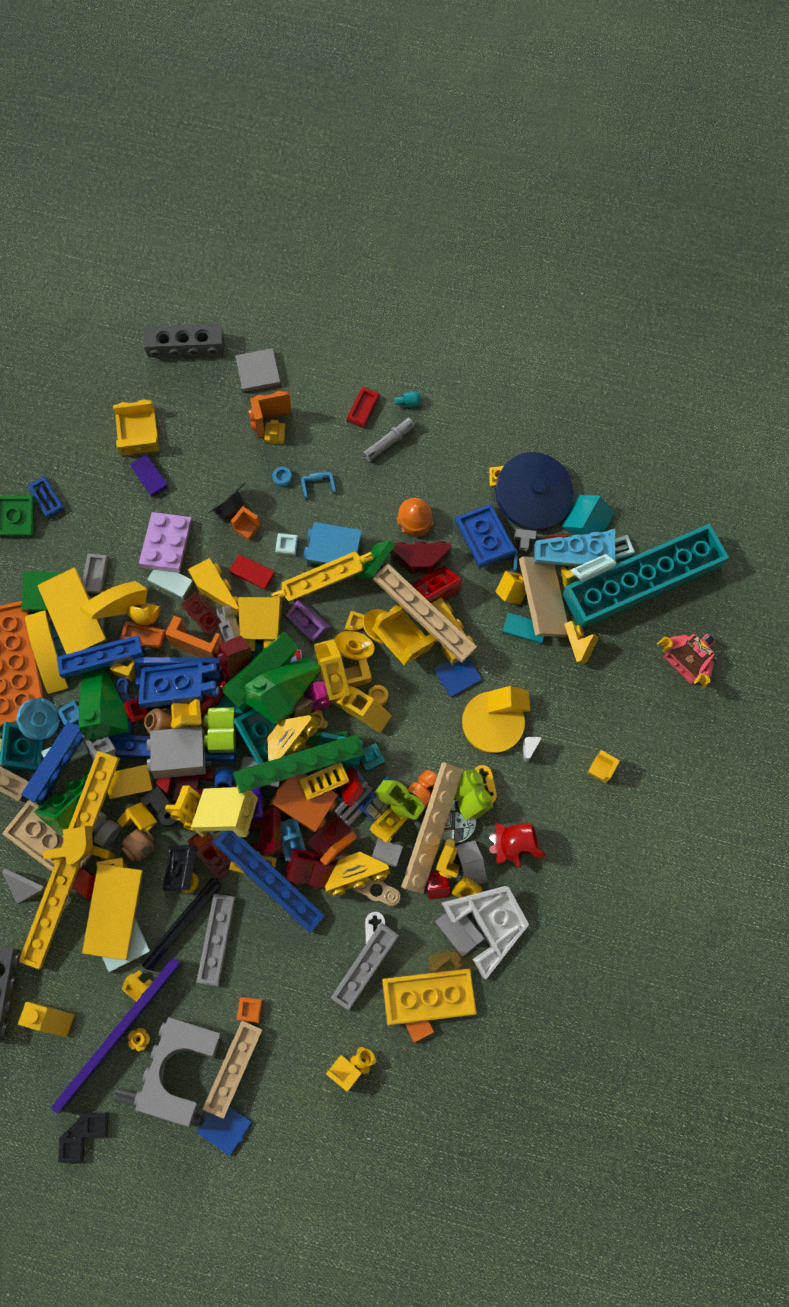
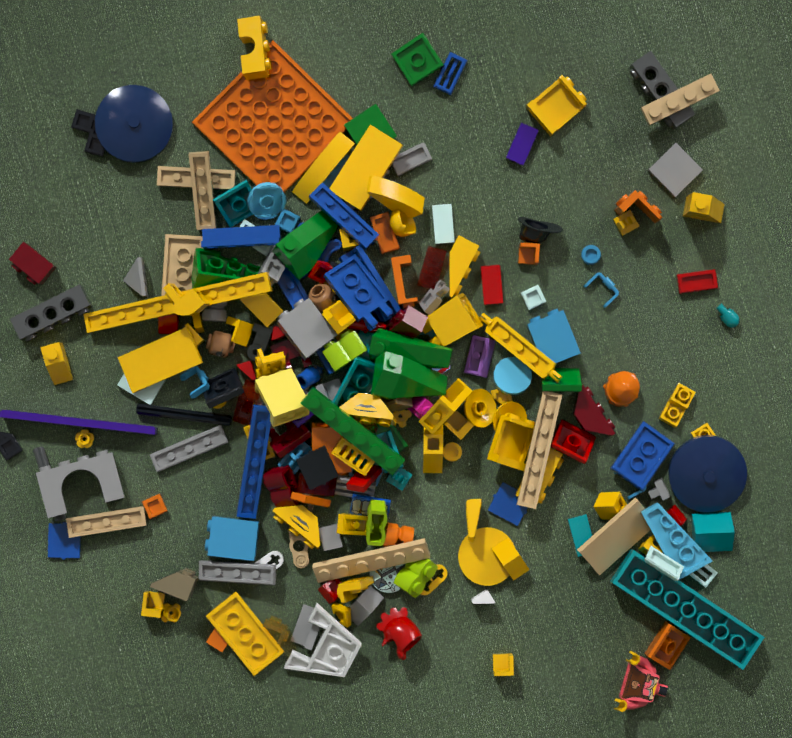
camera: 60 degrees right, 15 degrees up
(134, 987) = (117, 412): yellow tile -> none
(156, 881) = (203, 378): none -> dark azure piece
(165, 542) = (472, 198): lavender plate -> none
(179, 834) = (248, 369): none -> red slope
(200, 326) = (680, 99): none -> tan plate
(302, 363) = (703, 207): none -> yellow slope
(312, 822) = (317, 467): none -> black piece
(328, 950) = (232, 538): none -> dark azure brick
(338, 1032) = (178, 584): none -> dark tan slope
(343, 601) = (512, 376): none -> medium azure tile
(386, 441) = (680, 322): light grey pin -> none
(447, 710) = (473, 509): none -> yellow slope
(458, 483) = (676, 405): none -> yellow slope
(581, 646) = (591, 591): yellow slope -> none
(667, 613) = (667, 645): none -> orange slope

